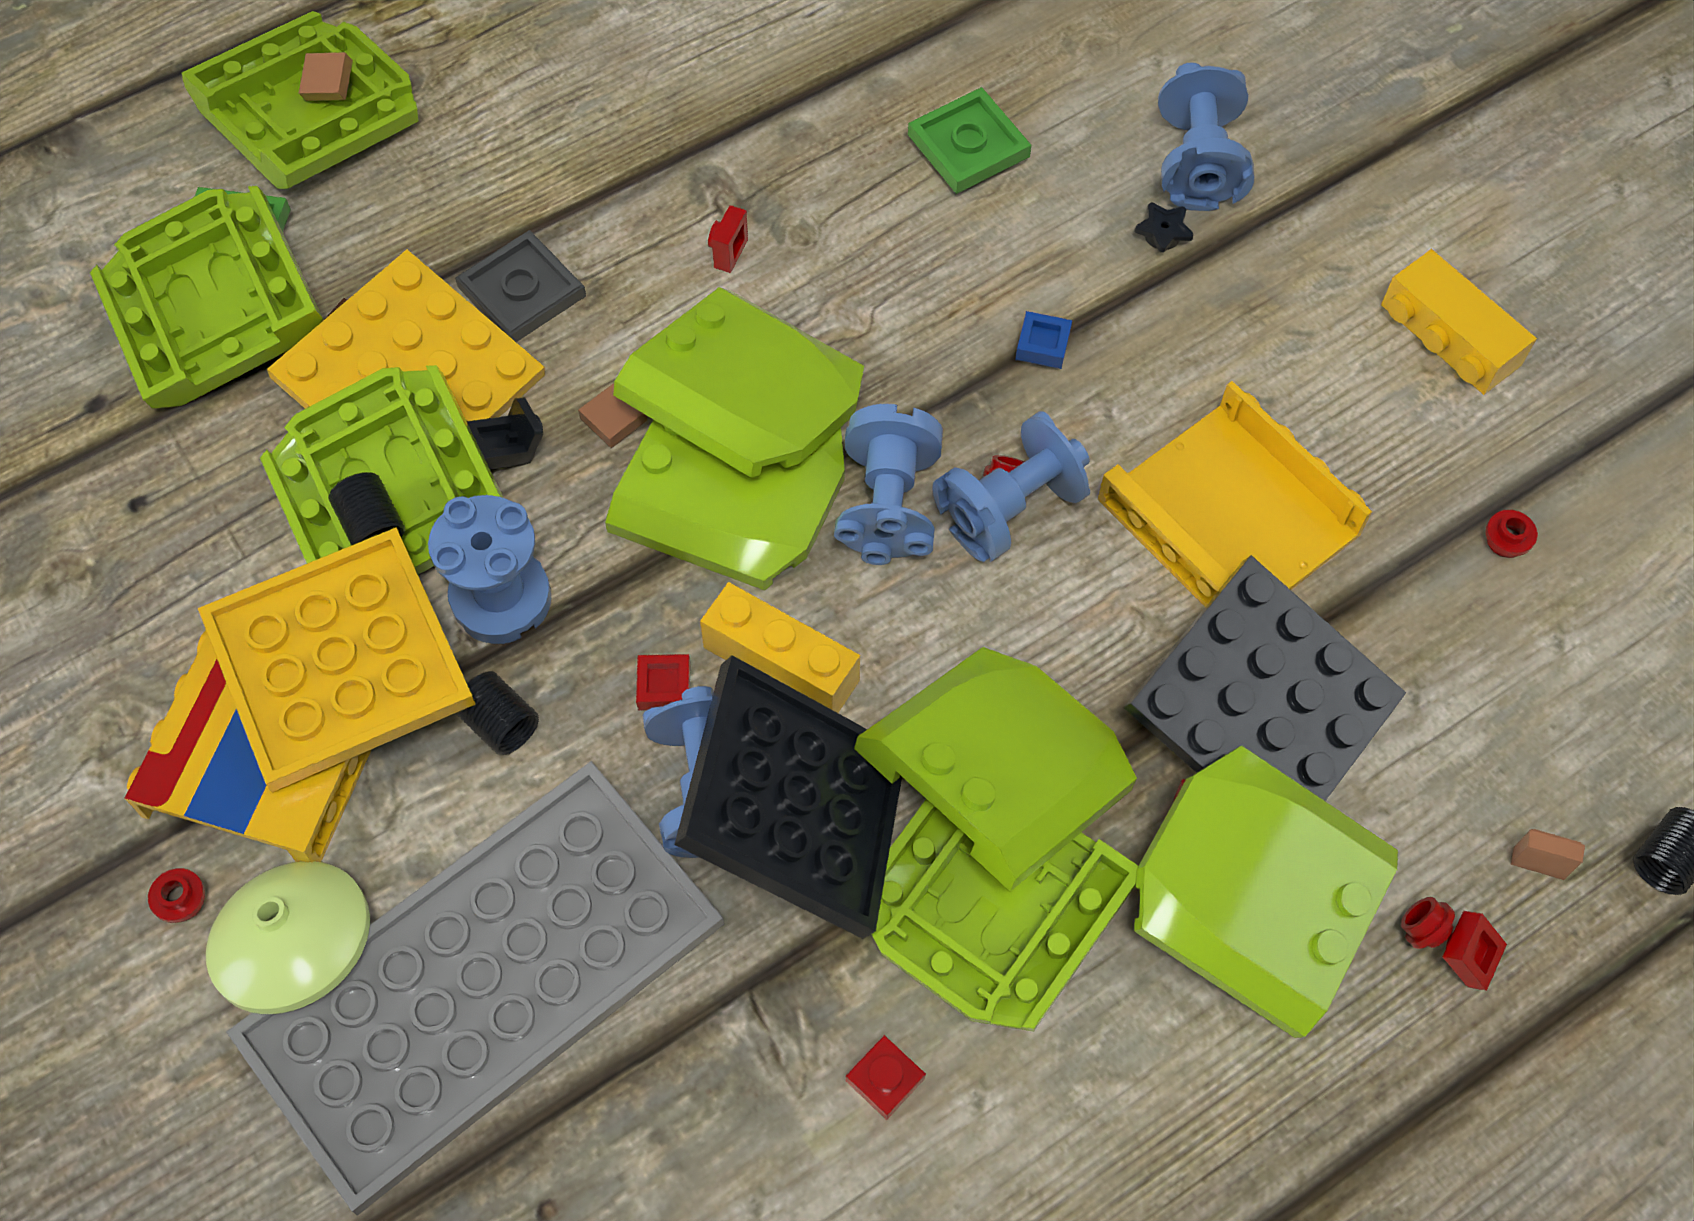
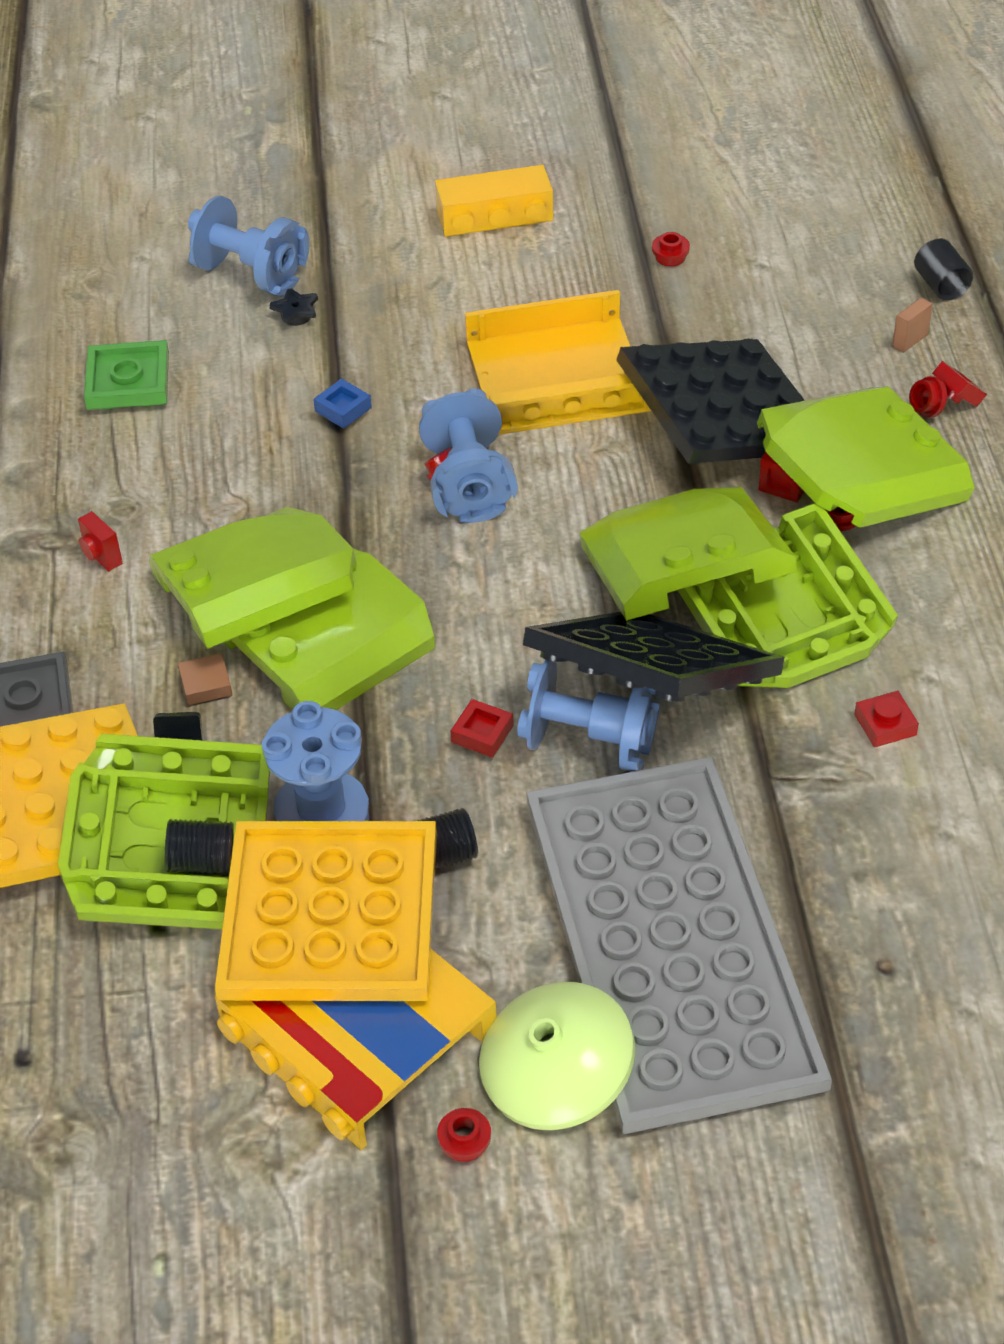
camera: 60 degrees left, 15 degrees down
(780, 647) = (492, 647): yellow brick -> none
(892, 451) = (382, 508): medium blue piece -> none

